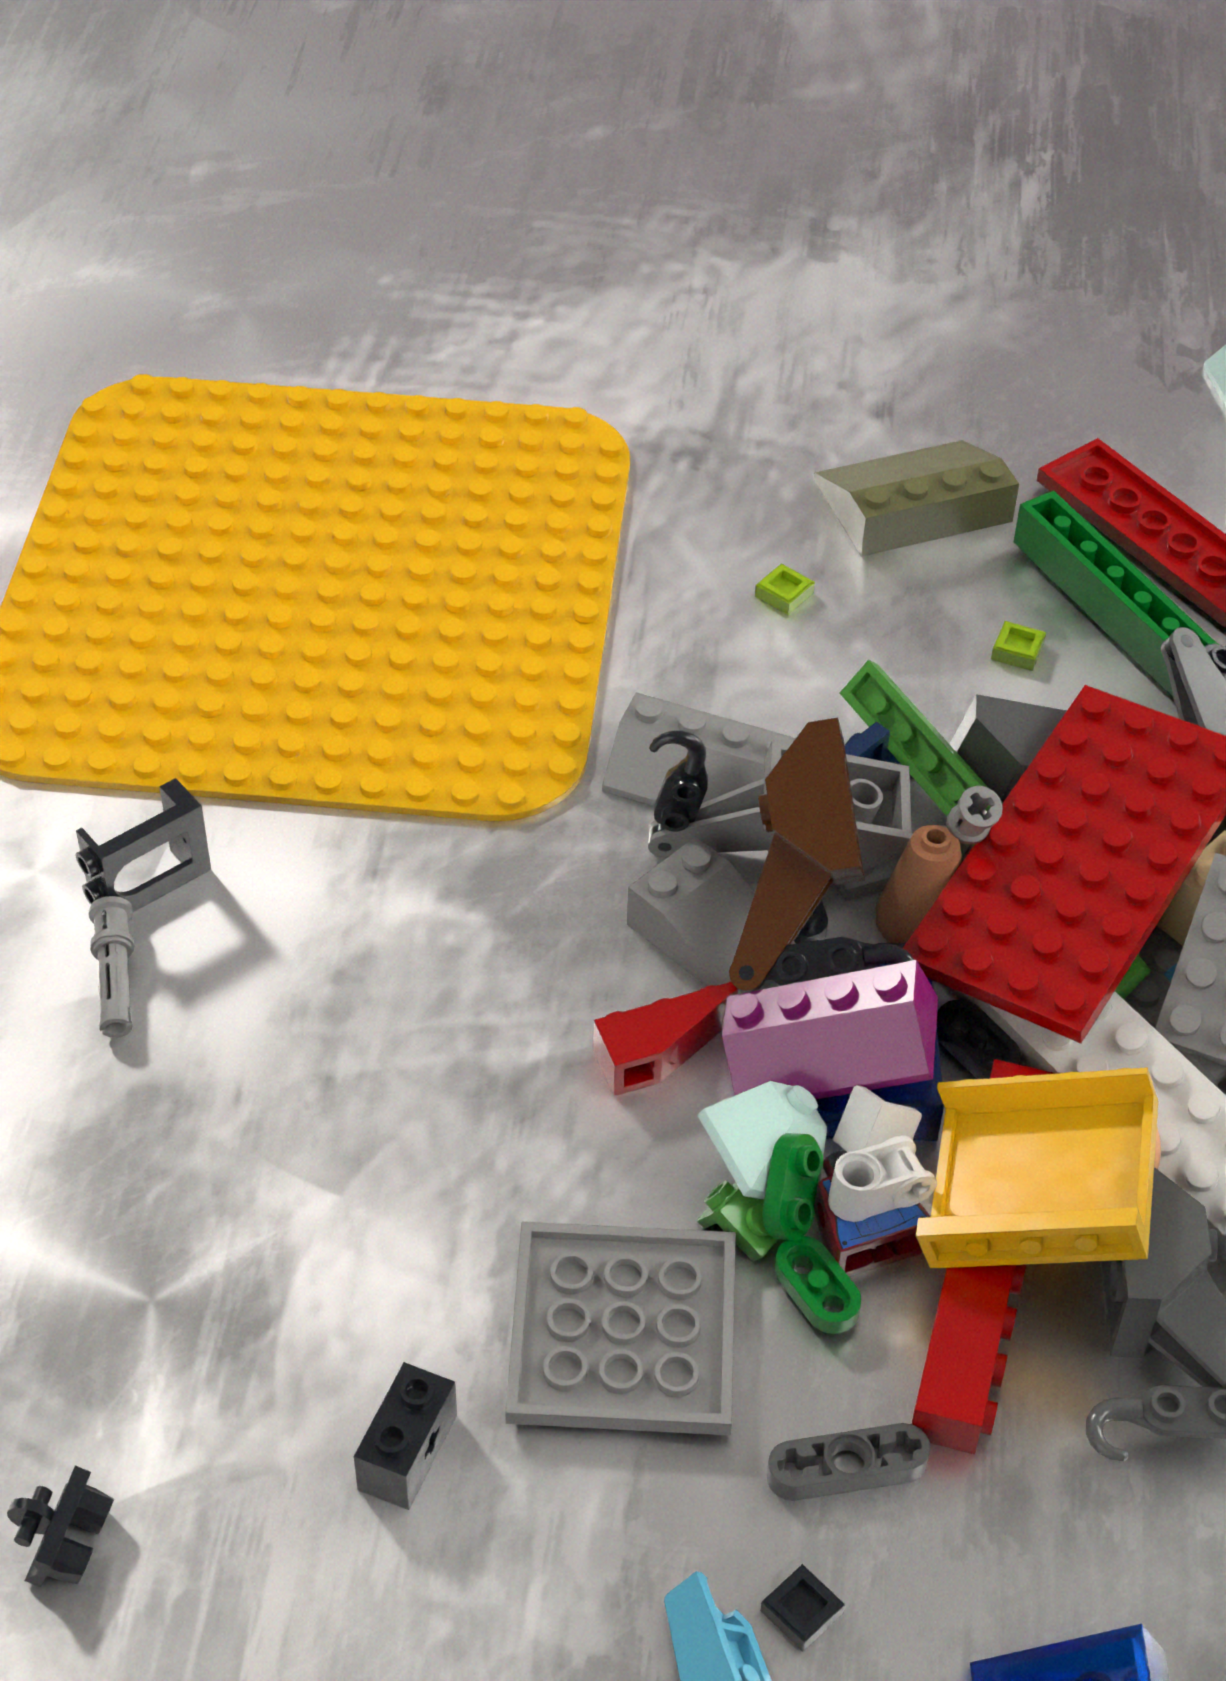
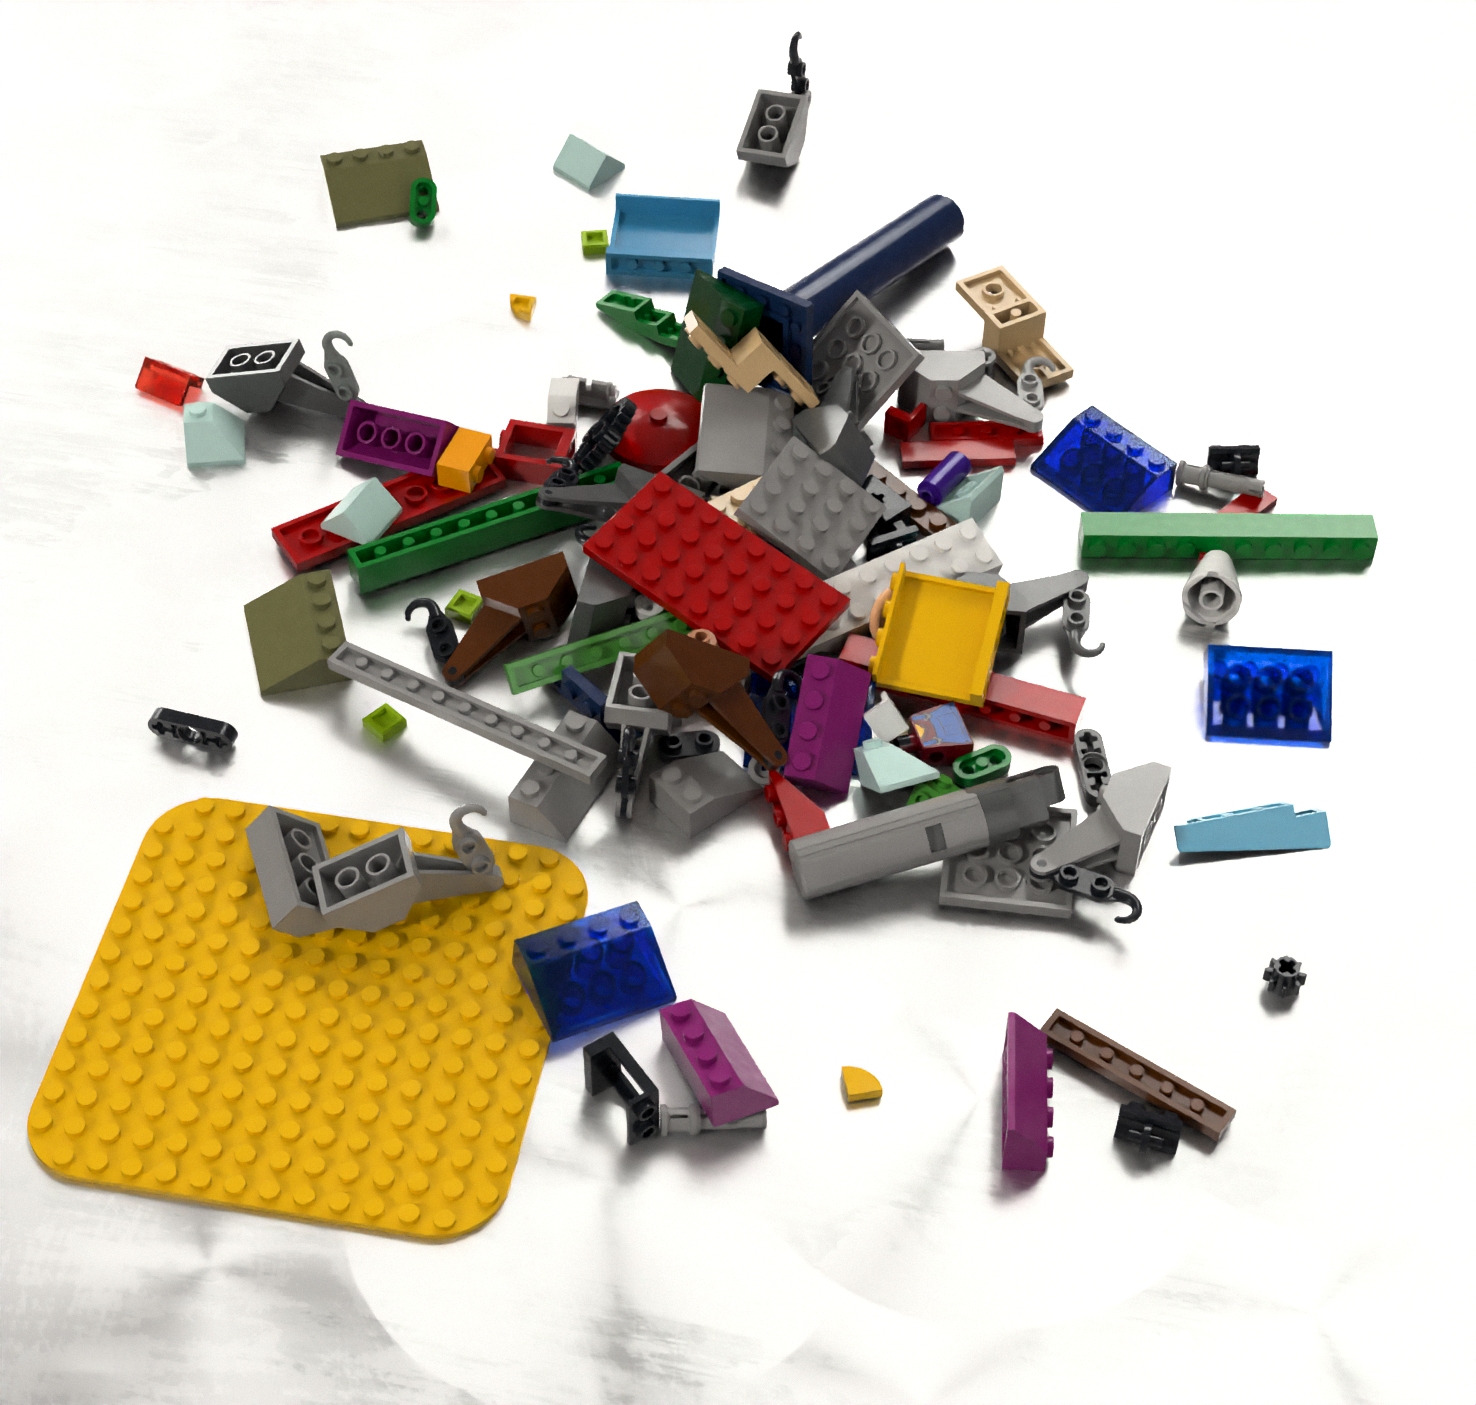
camera: 85 degrees left, 0 degrees up
(119, 1332) = (1025, 1096): none -> magenta slope
(169, 1520) = (1138, 1074): none -> reddish brown plate
(173, 1138) = (860, 1084): none -> yellow tile
(191, 949) = (715, 1062): none -> magenta slope
(352, 816) = (593, 971): none -> clear blue slope
(405, 1435) = (1087, 957): black brick -> none
(466, 571) = (384, 877): none -> light grey slope
(492, 520) = (283, 855): none -> light grey slope
(631, 1193) = (923, 832): none -> light grey piece
(681, 1482) = (1113, 834): none -> light grey slope
(731, 418) = (175, 726): none -> black beam
(767, 623) = (468, 712): none -> light grey plate
(792, 1186) = (919, 749): green plate -> none
(802, 1607) = (1181, 798): black tile -> none
(885, 1180) = (934, 714): white piece -> none
(969, 818) = (688, 618): light grey pin -> none
(999, 661) = (517, 604): none -> reddish brown slope
(1142, 511) = (363, 513): none -> light aqua slope

